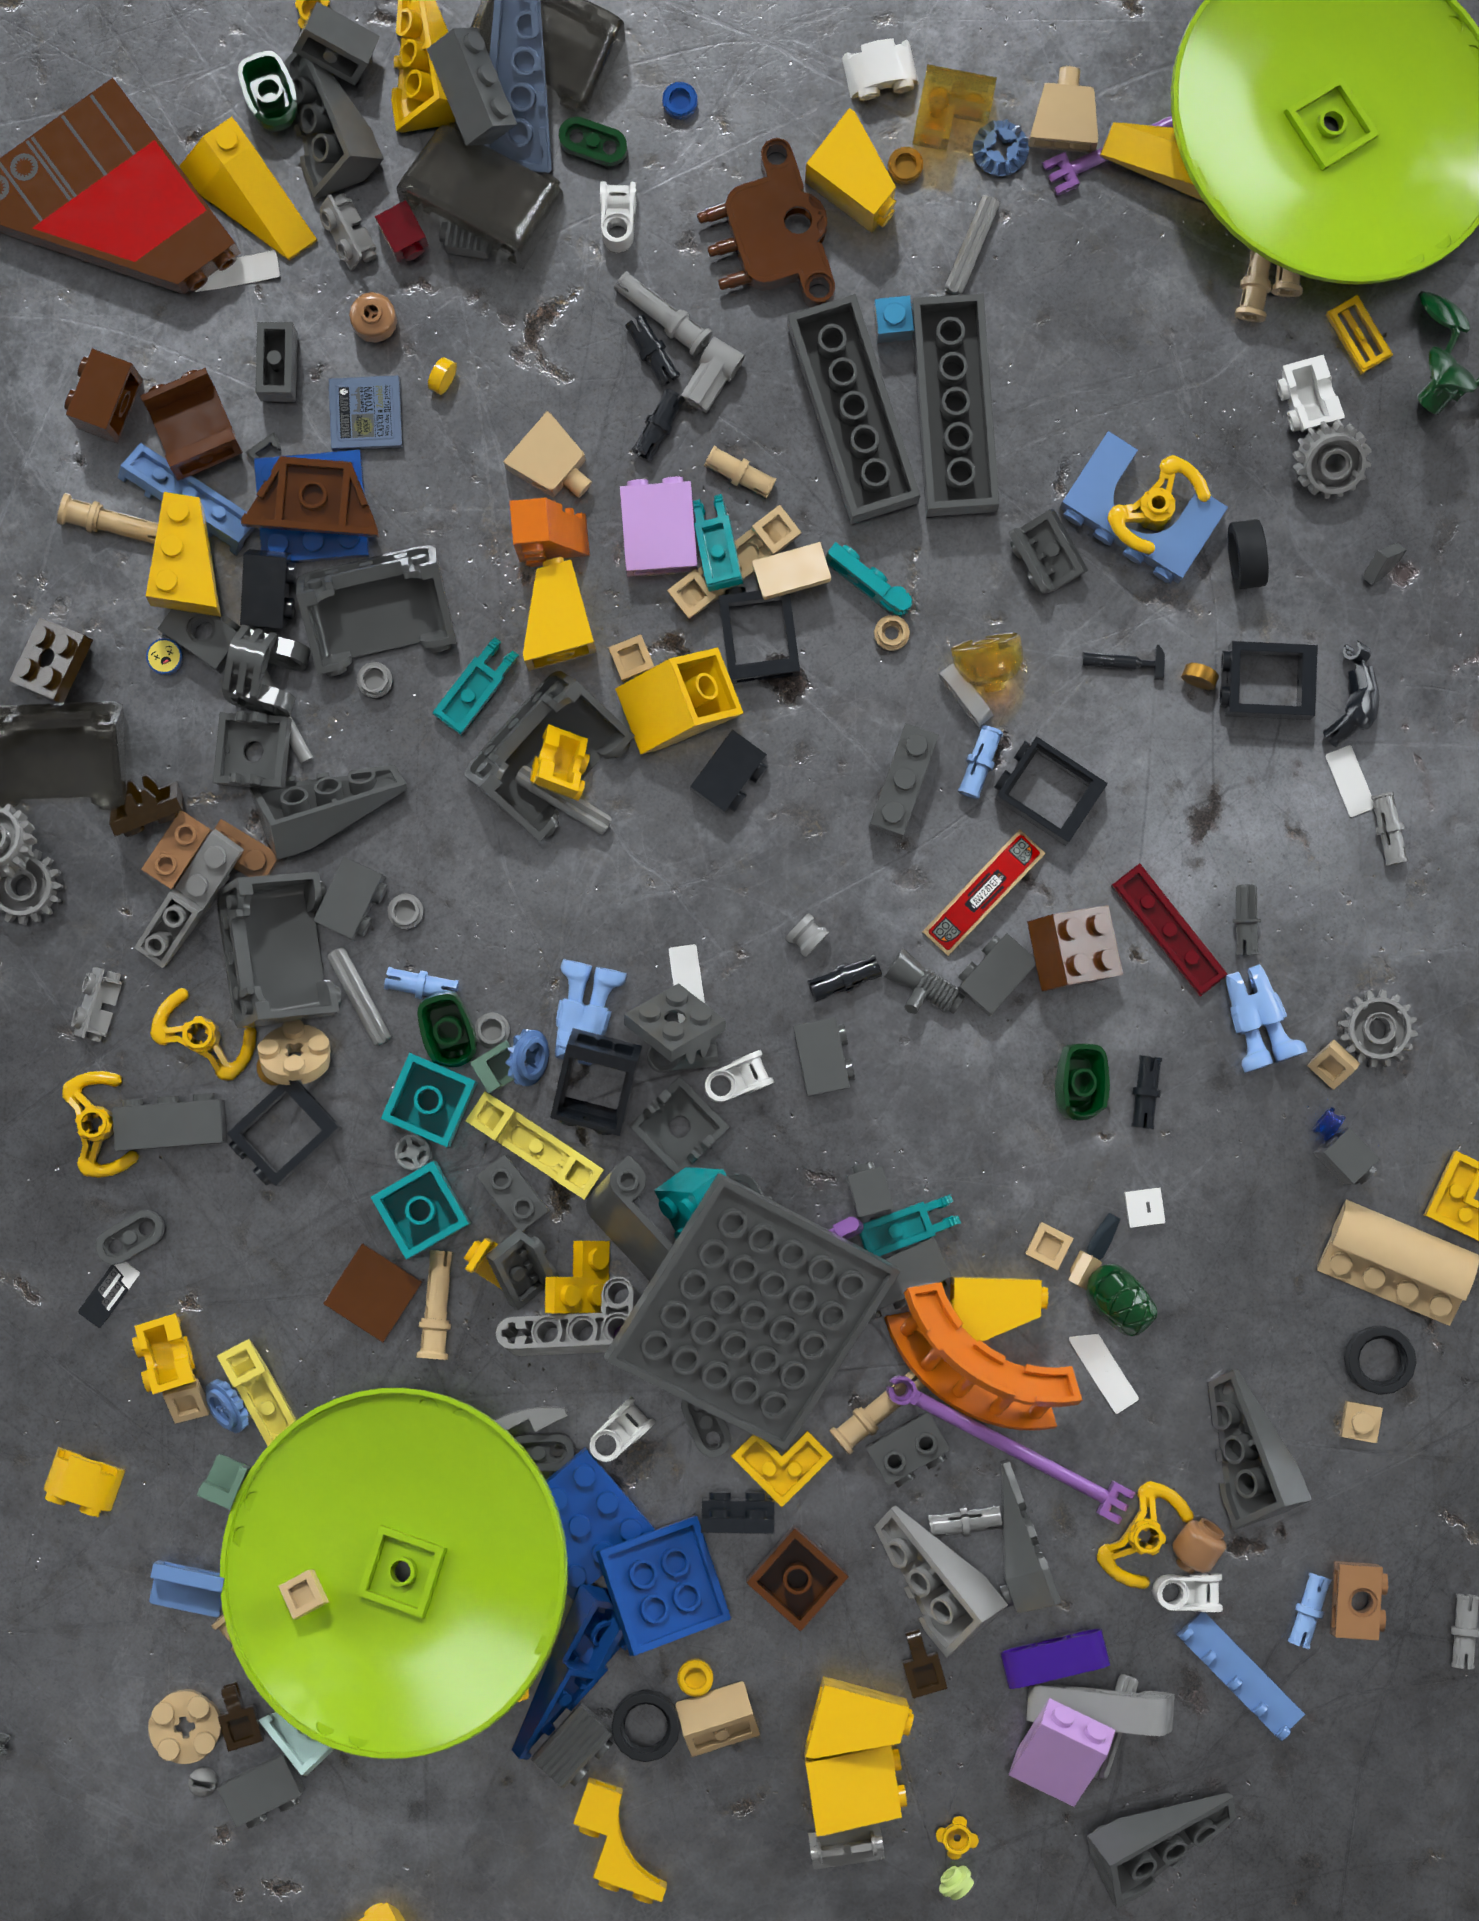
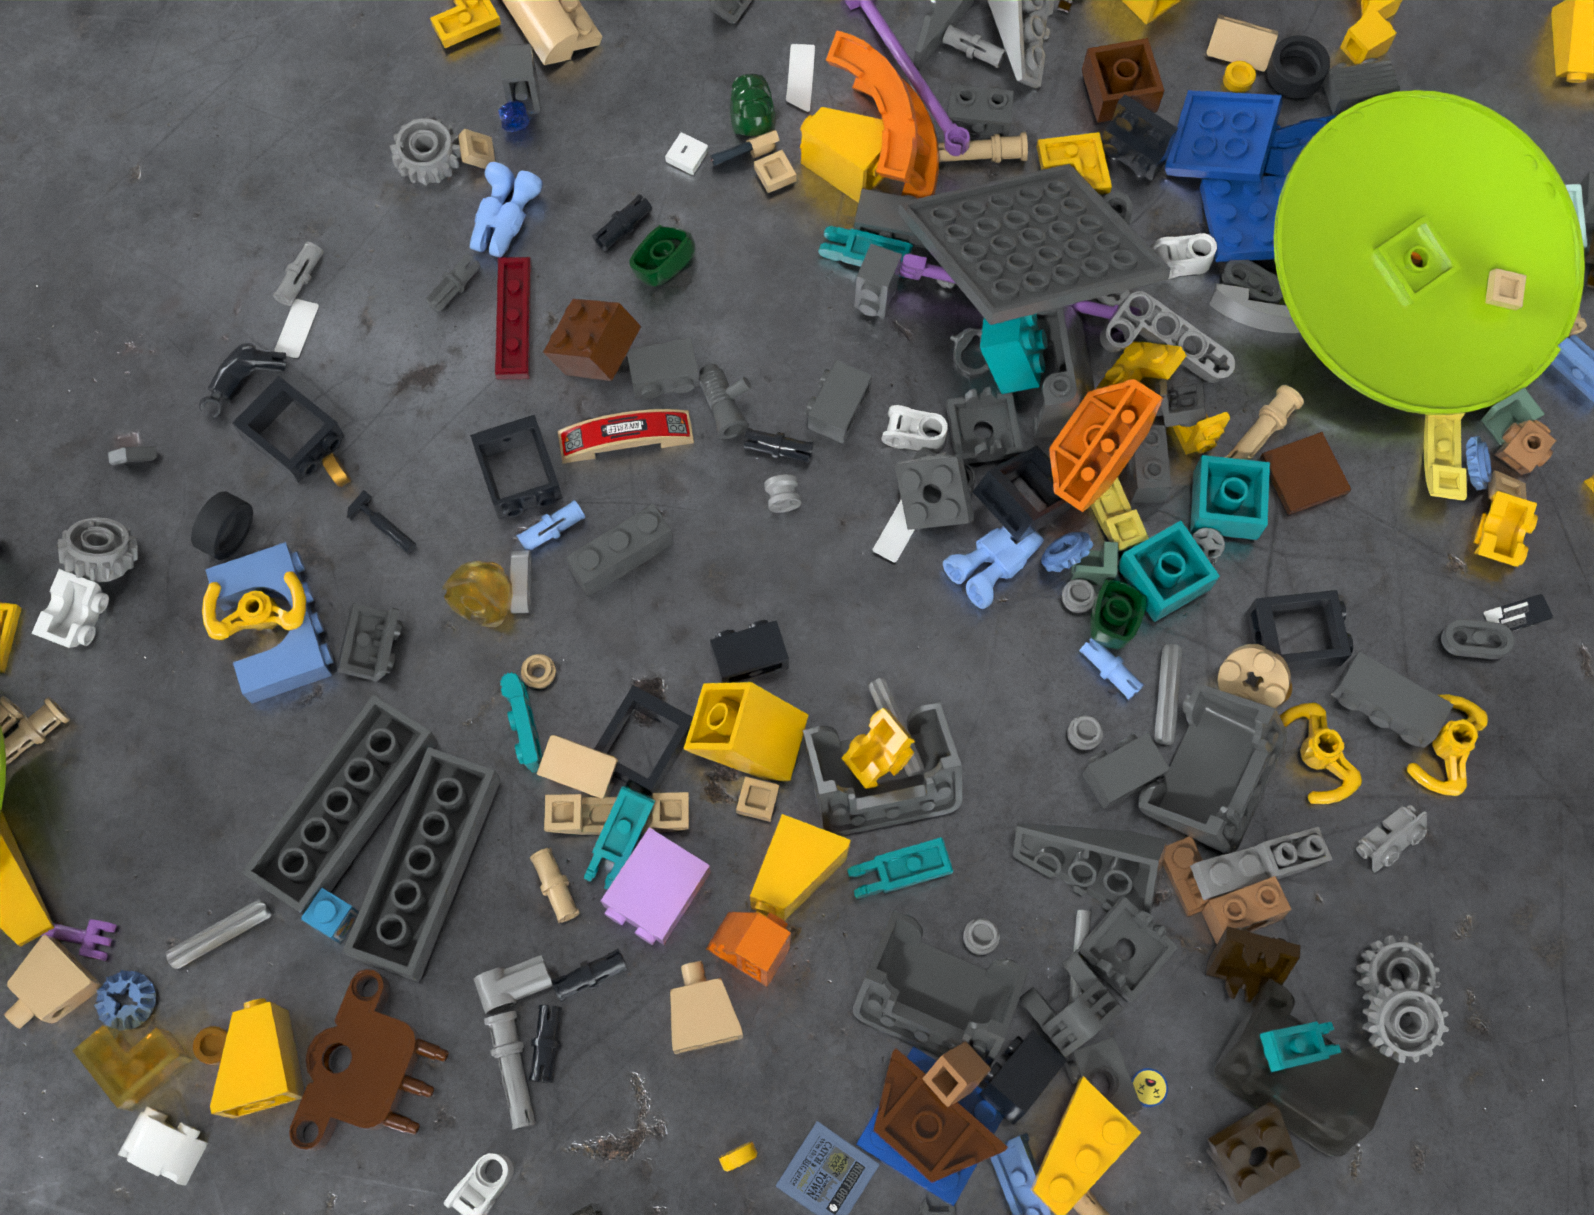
camera: 145 degrees left, 15 degrees down
(67, 762) = (1297, 1045): none -> teal hinge
(194, 1454) = (1526, 446): none -> medium nougat brick
(316, 547) = (956, 1074): none -> medium nougat brick
(563, 1161) = (1101, 440): none -> orange wedge

